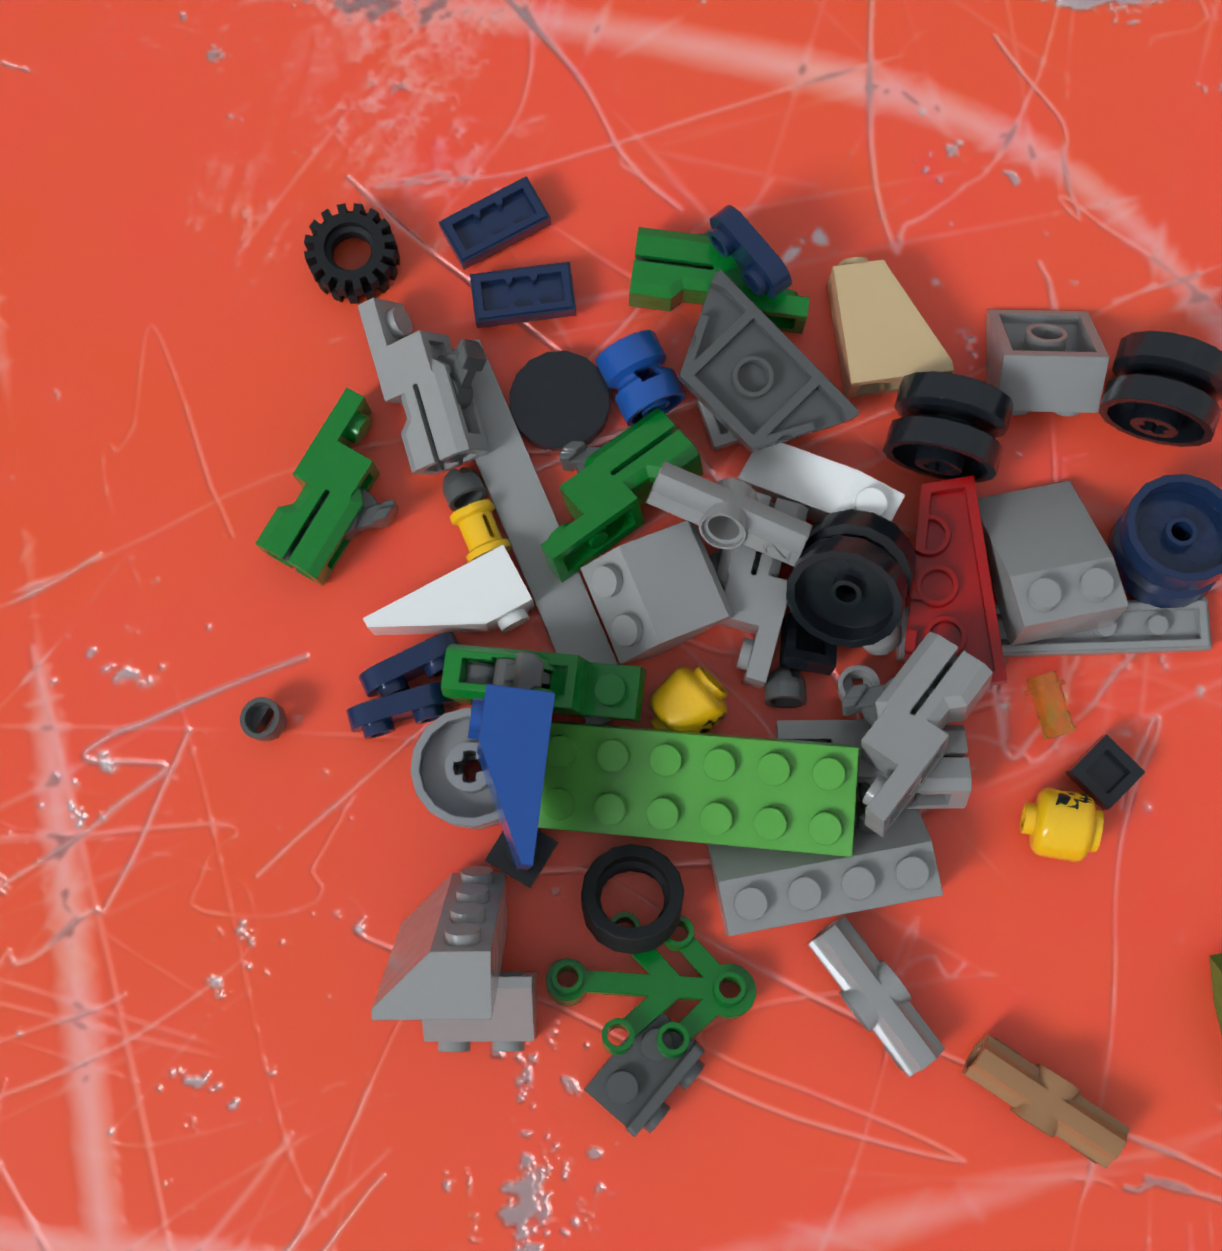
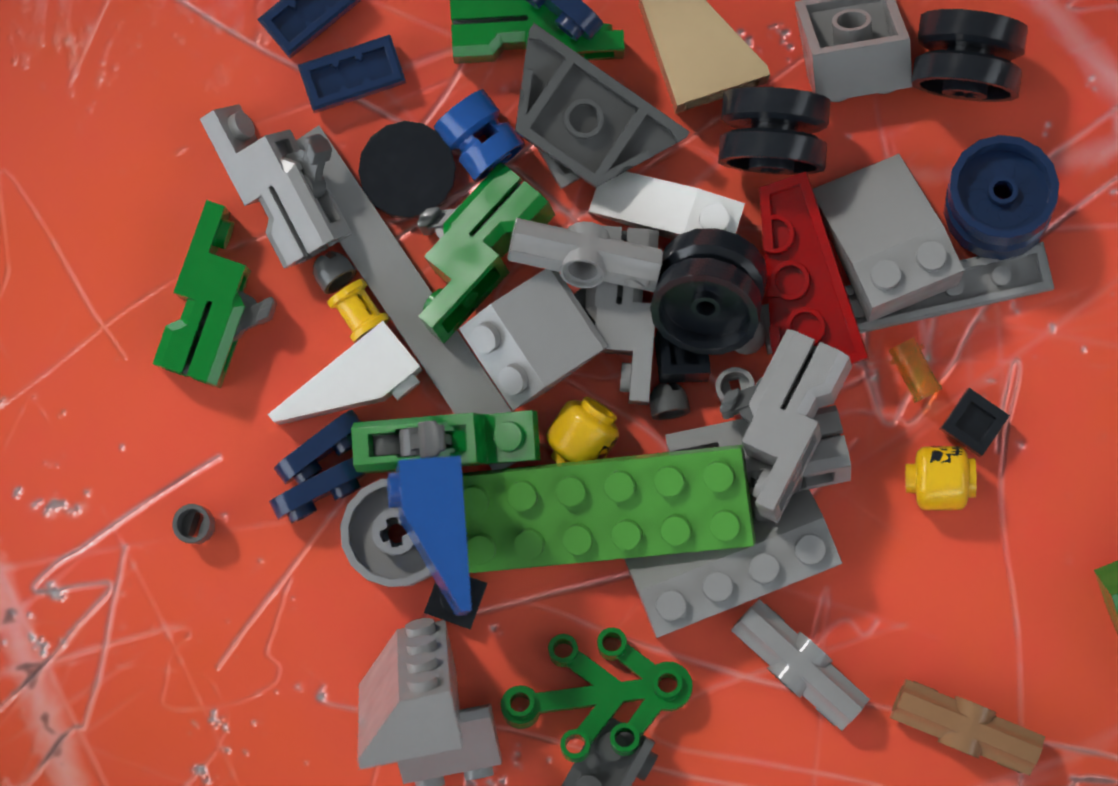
camera: 10 degrees left, 5 degrees up
(343, 227) = (174, 36): black tyre -> none
(634, 859) = (557, 585): black tyre -> none

